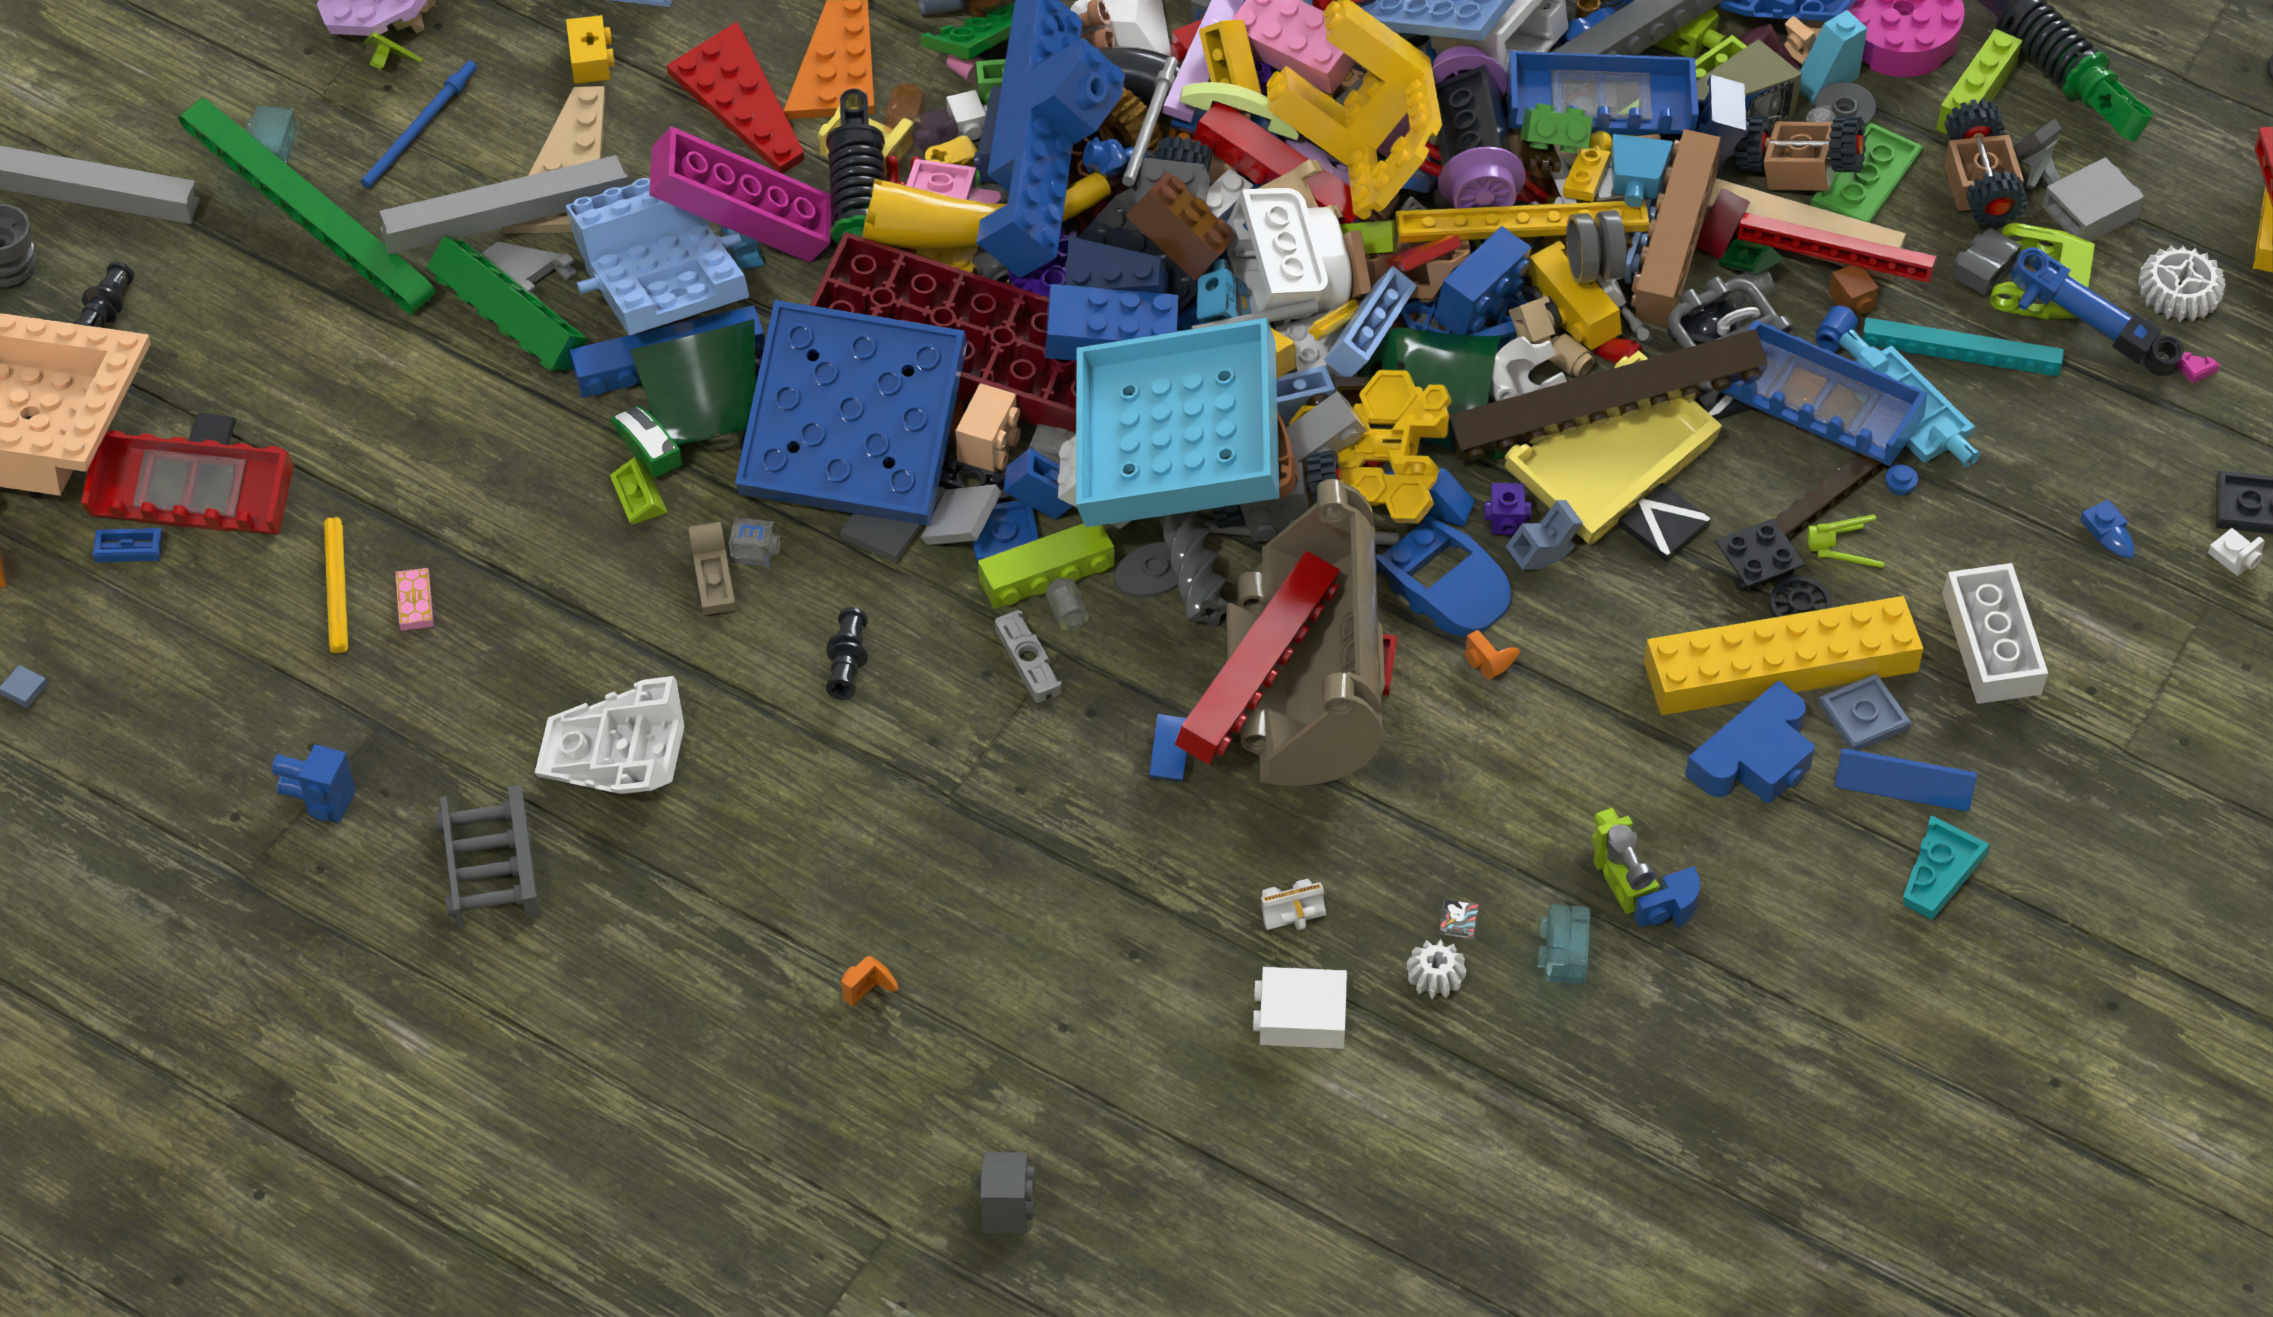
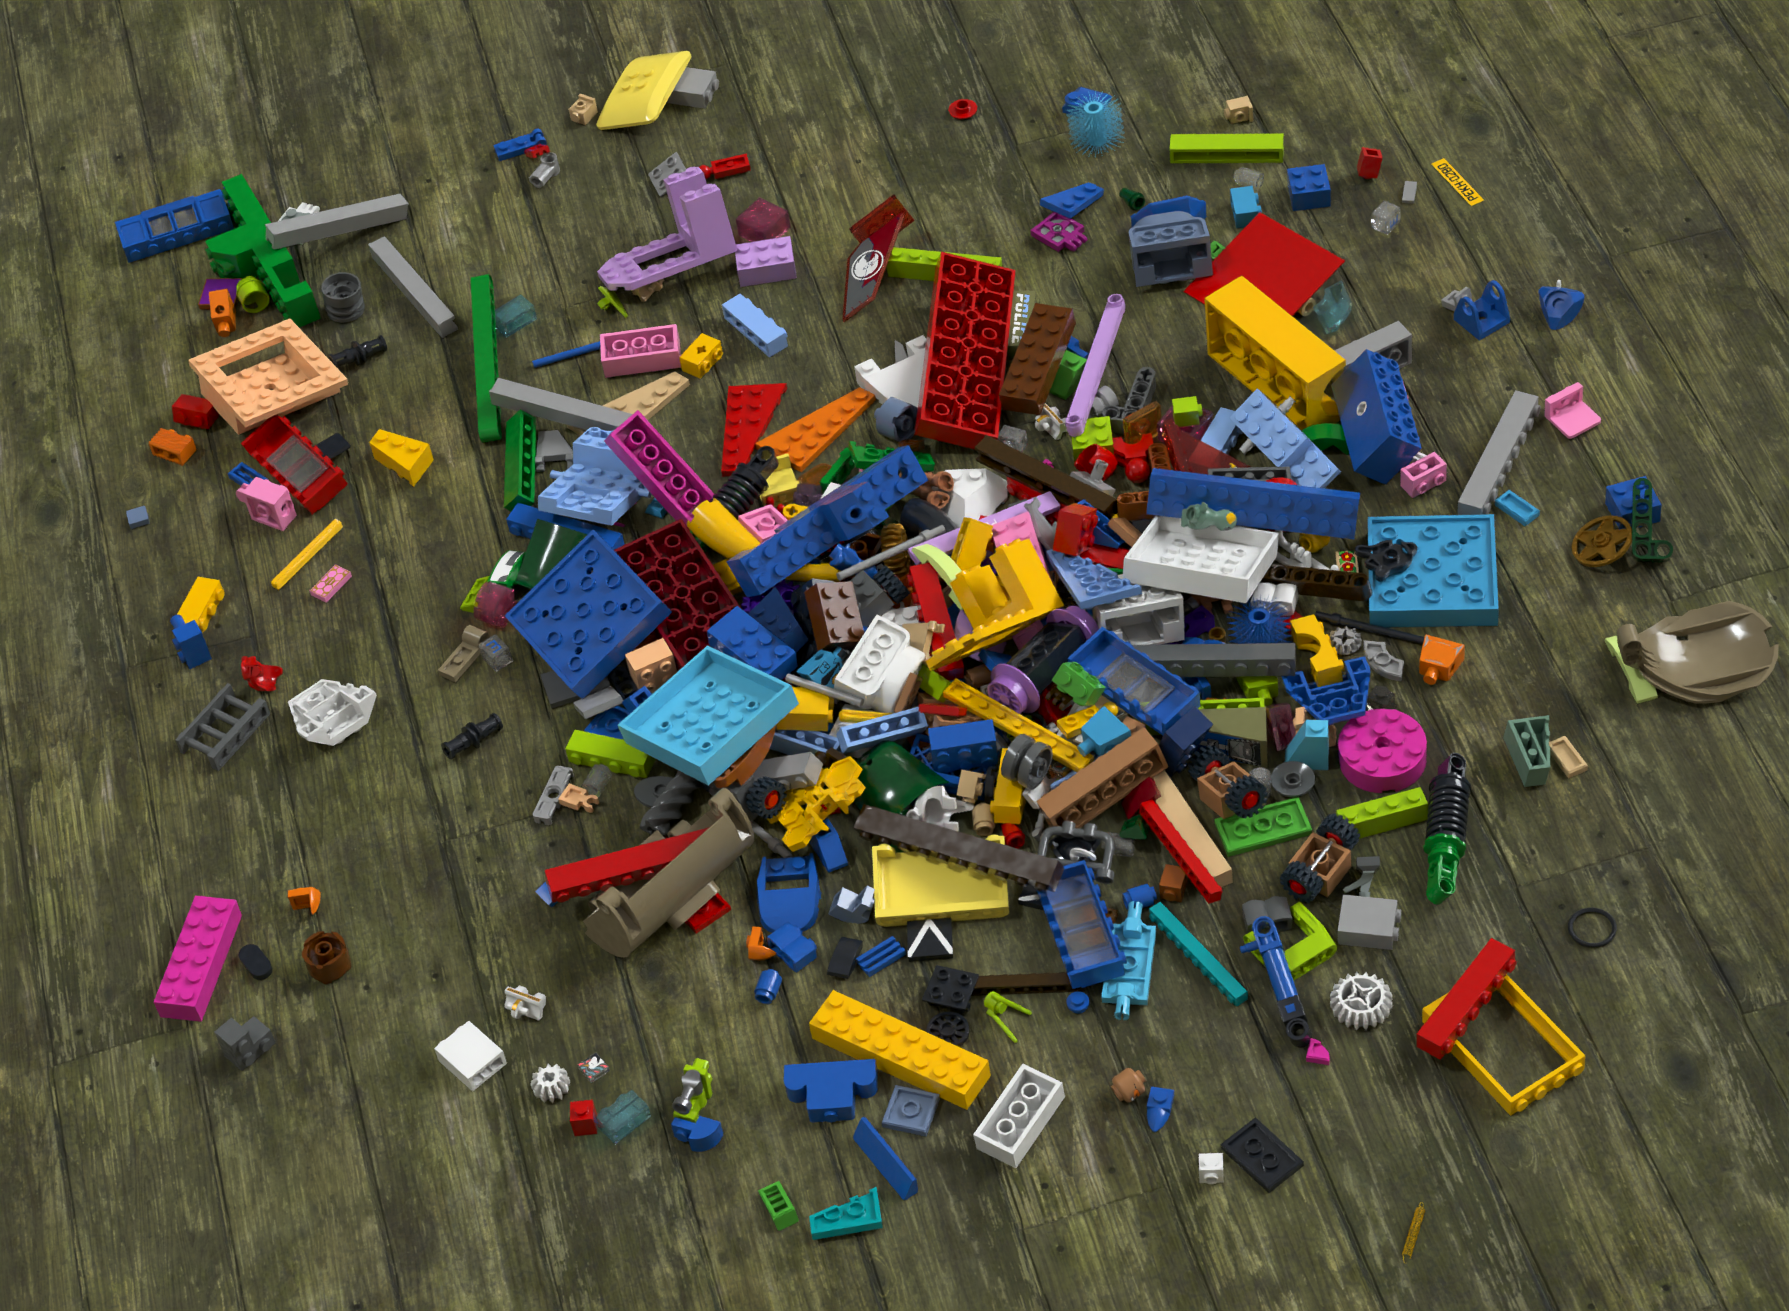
camera: 50 degrees right, 5 degrees down
(212, 550) = (267, 503): none -> bright pink brick
(264, 731) = (202, 602): none -> yellow brick
(324, 388) = (402, 454): none -> yellow wedge
(464, 762) = (259, 676): none -> red helmet
(505, 85) = (640, 350): none -> bright pink brick
(688, 483) = (494, 604): none -> clear pink brick
(813, 1142) = (198, 958): none -> dark pink brick
(886, 1097) = (255, 962): none -> black tile
(928, 77) = (839, 471): none -> green hinge
(984, 1022) = (326, 956): none -> reddish brown brick
(1064, 641) = (575, 797): none -> light nougat plate
(1506, 508) = (853, 875): dark purple brick -> none
(1525, 977) = (583, 1117): none -> red brick
(1530, 630) = (792, 946): none -> blue brick
(1552, 691) = (767, 986): none -> blue brick
(1599, 603) = (844, 957): none -> black slope
(1637, 555) = (878, 954): none -> blue tile
(1857, 924) = (781, 1217): none -> bright green slope
(2062, 525) = (1128, 1085): none -> medium nougat head

